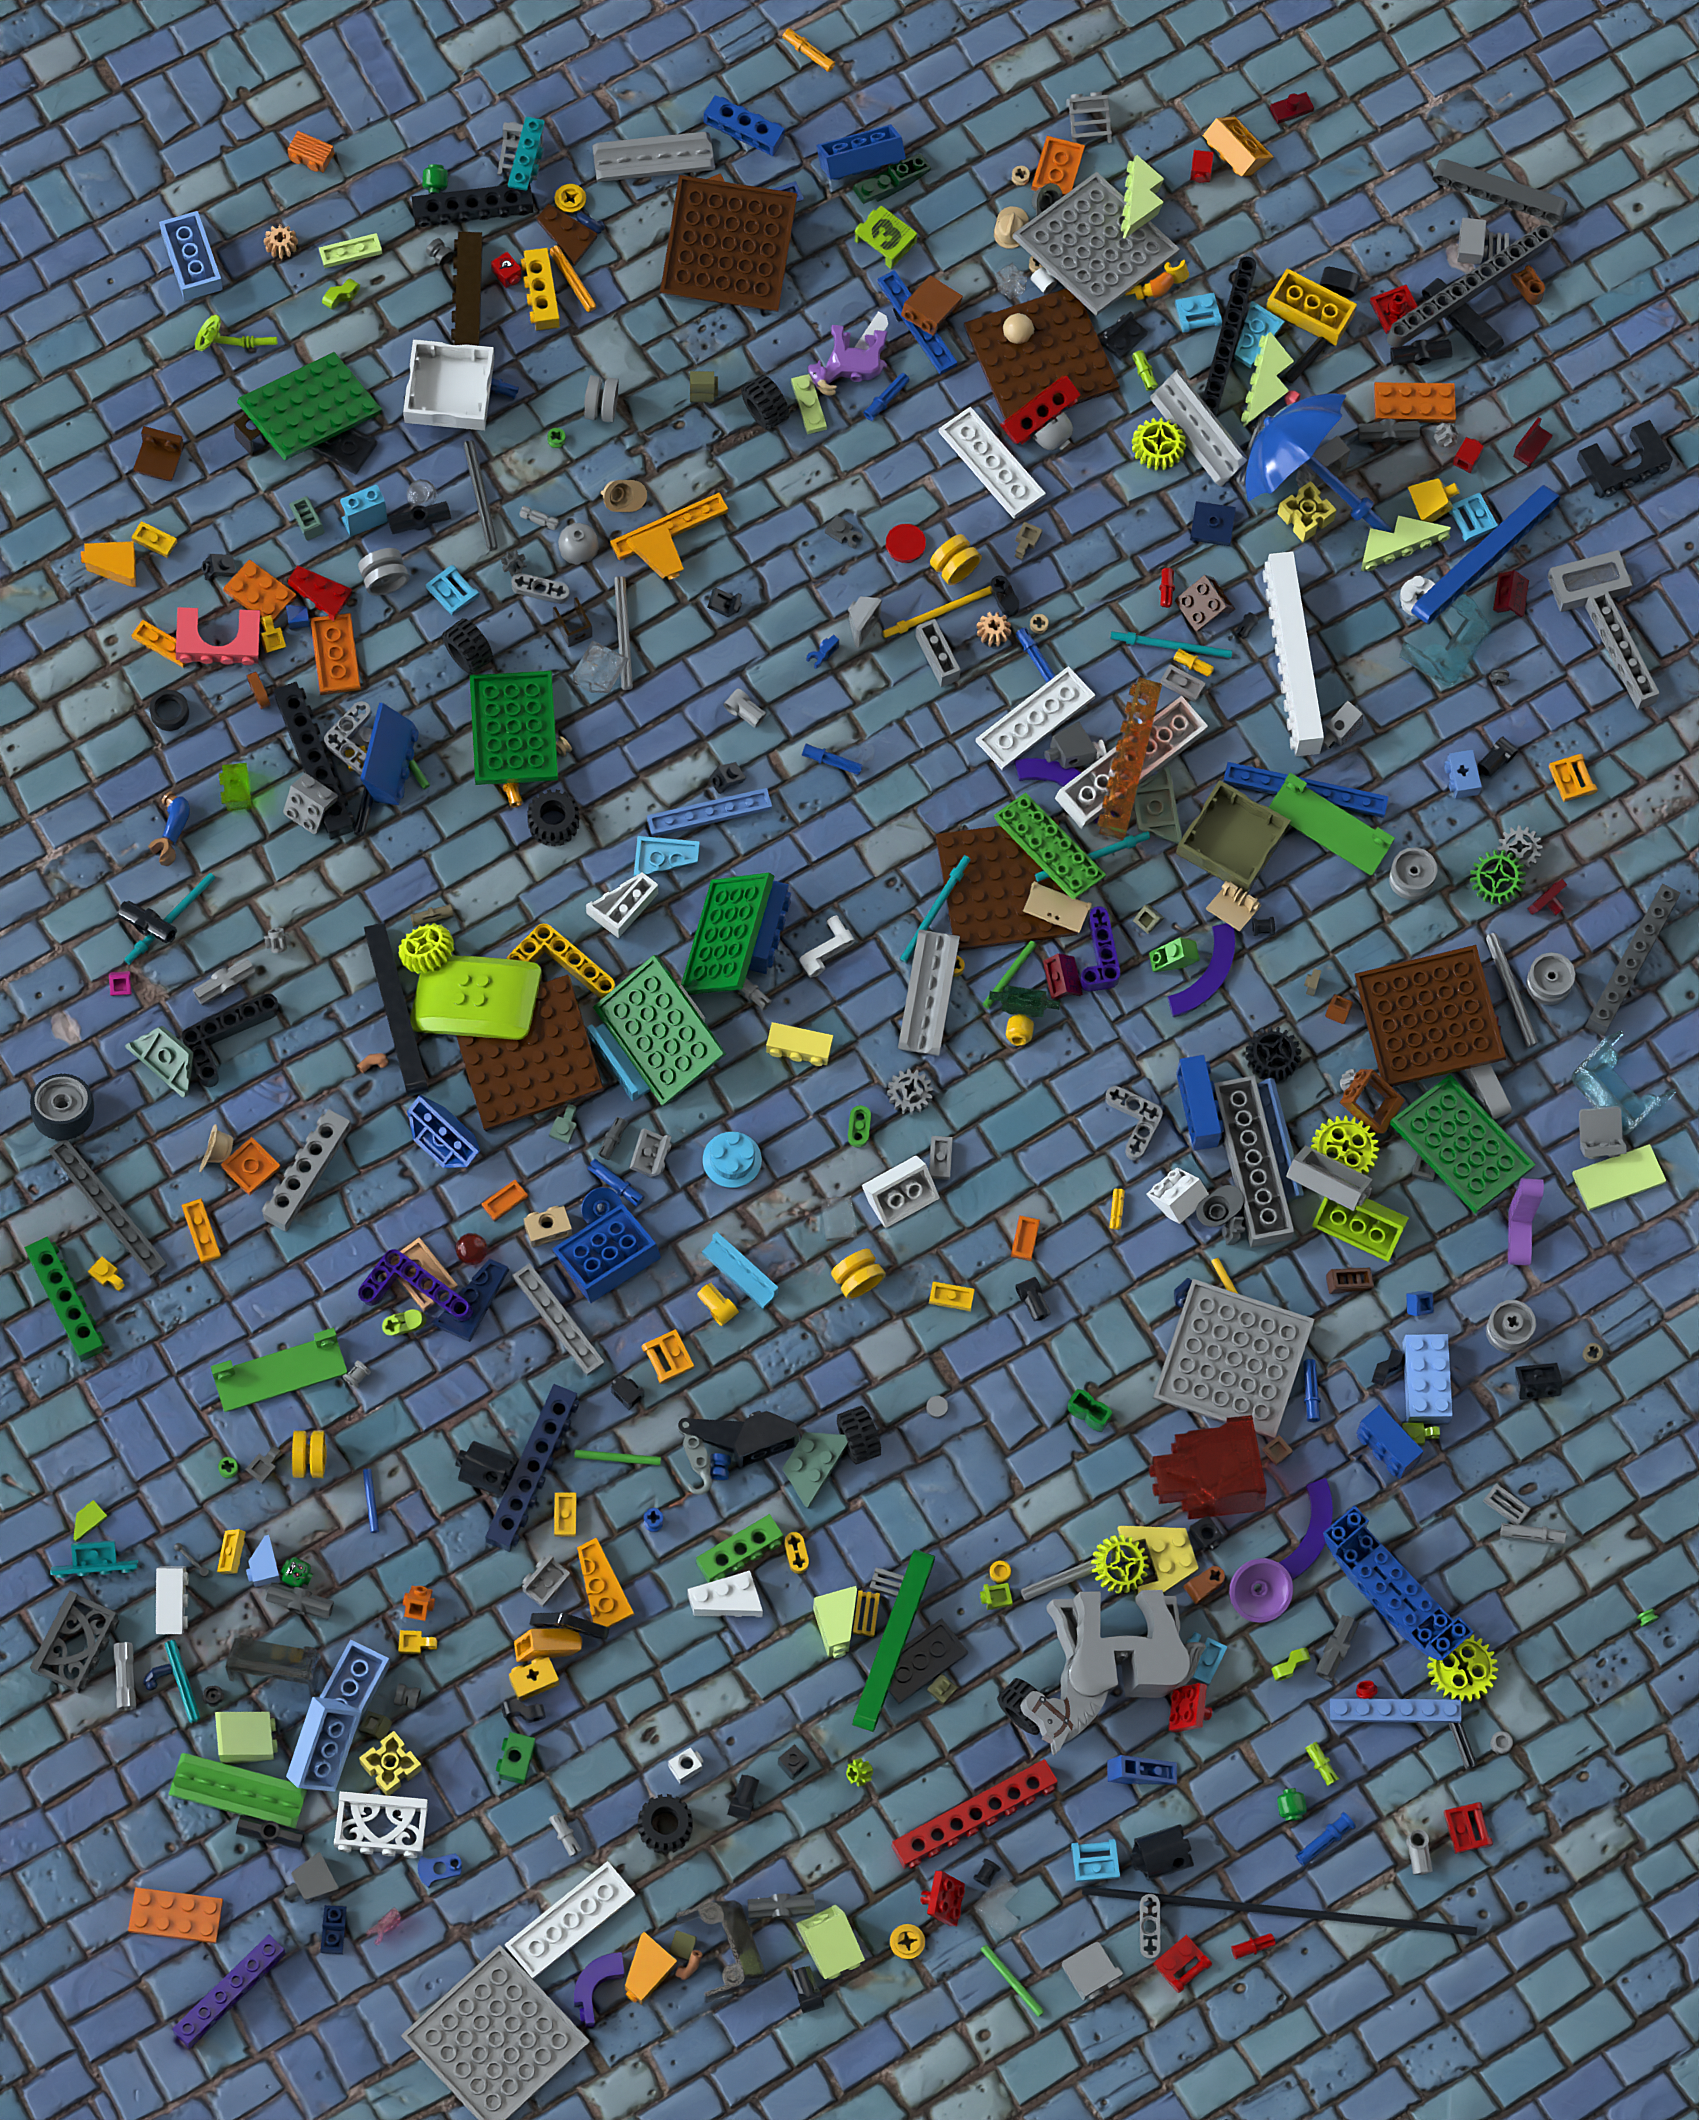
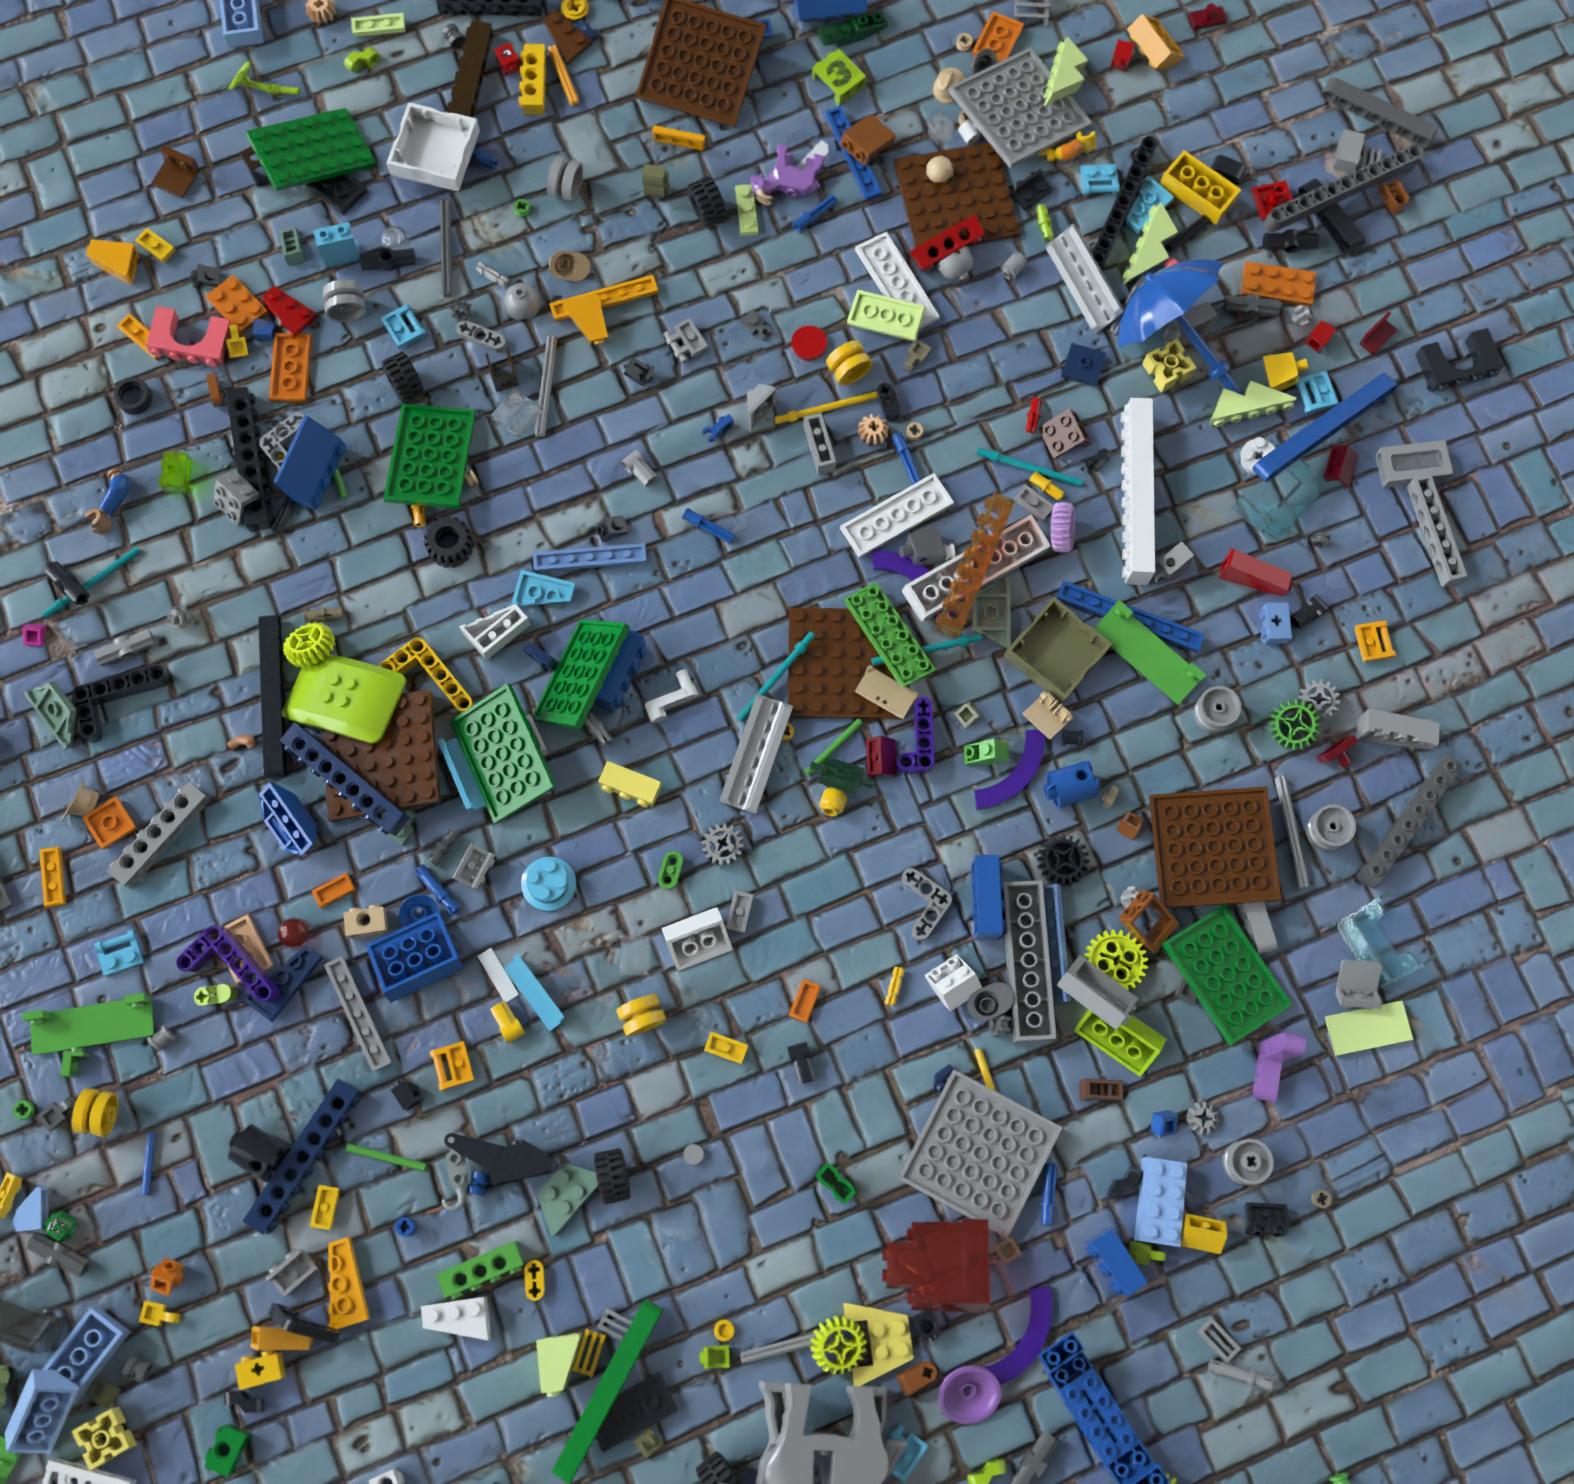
camera: 10 degrees right, 5 degrees up
(268, 1415) = (70, 1062): none -> bright green bracket
(294, 1303) = (121, 959): none -> medium azure plate
(436, 1044) = (395, 817): none -> dark blue brick
(676, 925) = (540, 656): none -> dark blue beam
(696, 1260) = (498, 975): none -> white sticker
(718, 333) = (679, 138): none -> light orange tile
(773, 556) = (690, 337): none -> light grey plate
(986, 500) = (886, 315): none -> yellowish green tile
(1118, 424) = (1013, 266): none -> light grey brick
(1142, 443) = (1035, 286): neon yellow gear -> none
(1218, 704) = (1062, 527): none -> lavender gear
(1269, 974) = (1071, 784): none -> blue cylinder
(1433, 724) = (1254, 573): none -> red slope
(1452, 1298) = (1196, 1124): none -> light grey gear
(1474, 1402) = (1203, 1233): none -> yellow brick
(1608, 867) = (1397, 730): none -> light grey wedge

